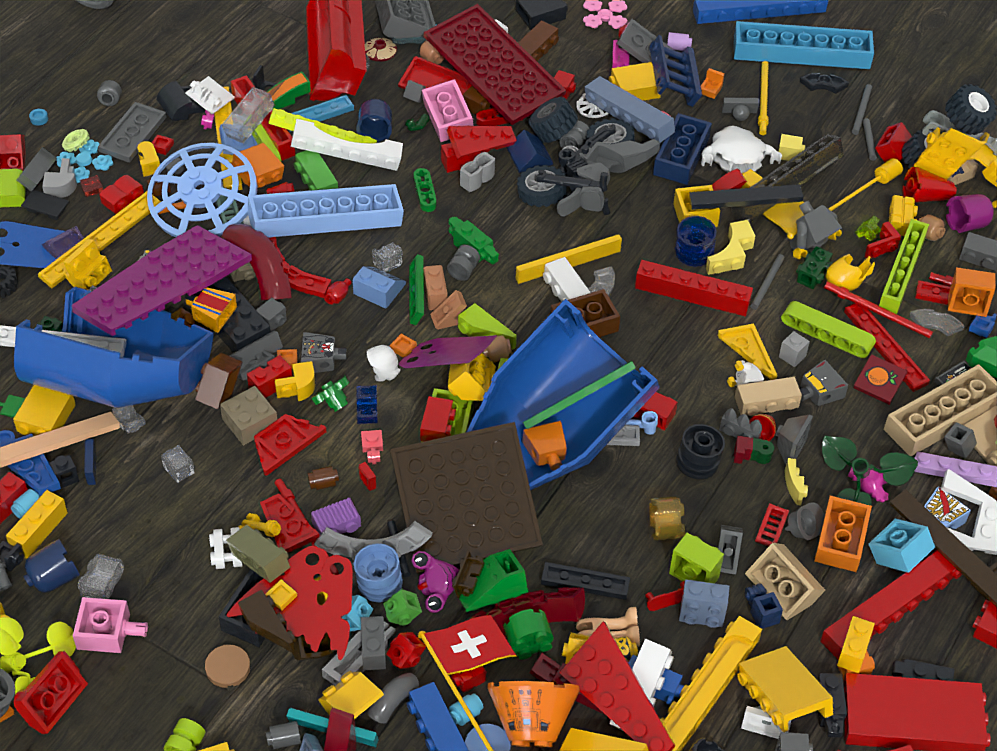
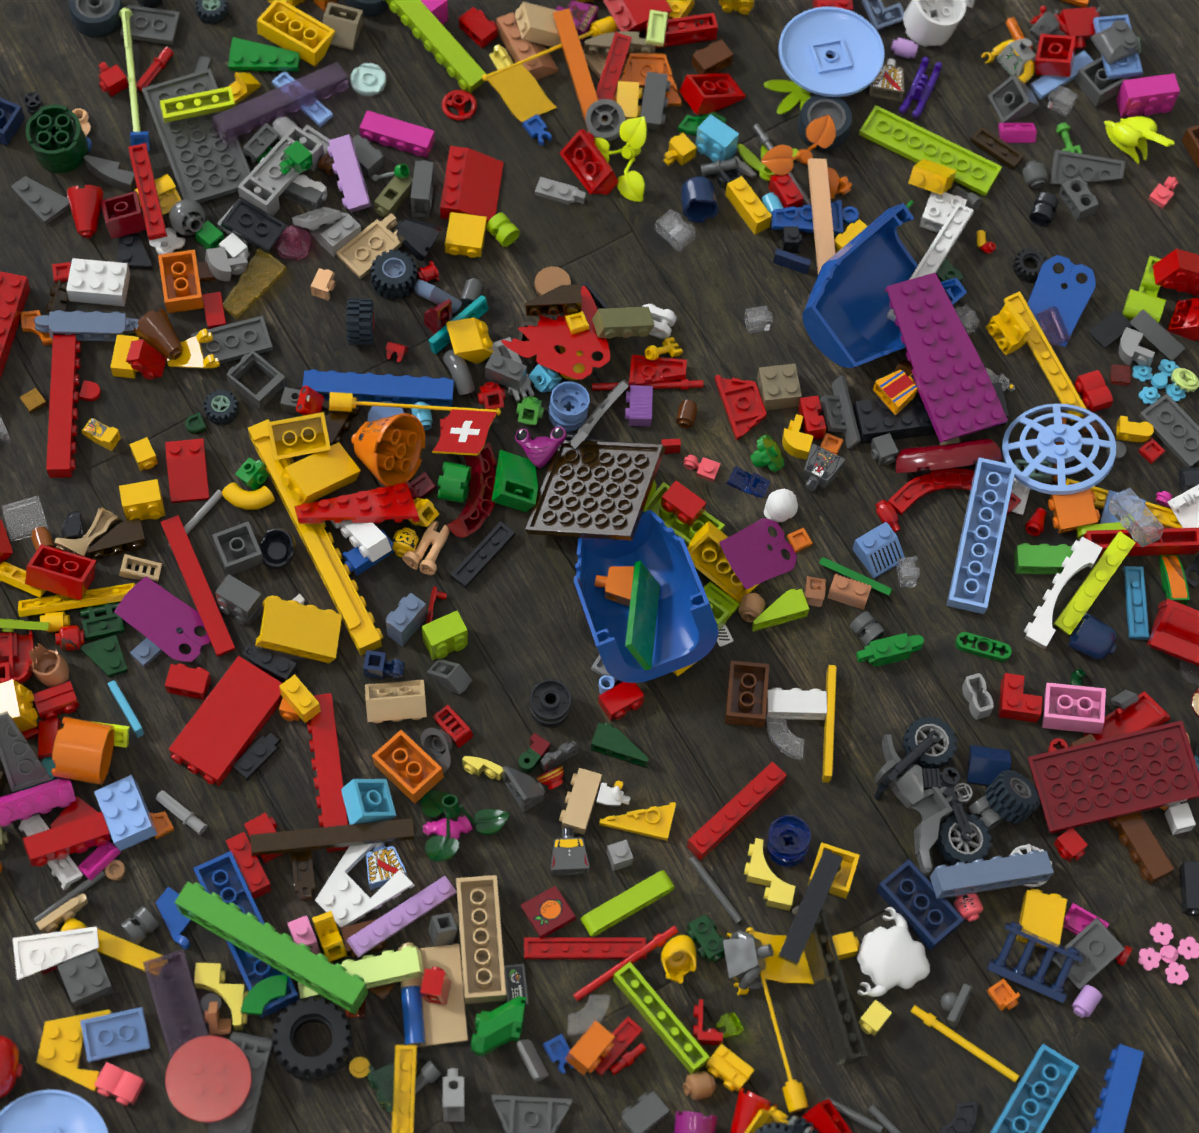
camera: 115 degrees right, 15 degrees up
(99, 715) = (559, 191): none -> light grey hinge
(104, 625) = (627, 214): bright pink brick -> none
(218, 380) = (818, 369): piece -> none
(463, 582) = (534, 468): dark brown hinge -> none
(477, 139) = (1011, 706): red wing -> none
(666, 518) = (500, 638): clear yellow brick -> none
(699, 398) = (615, 744): none -> dark green slope
(731, 180) = (849, 917): red slope -> none

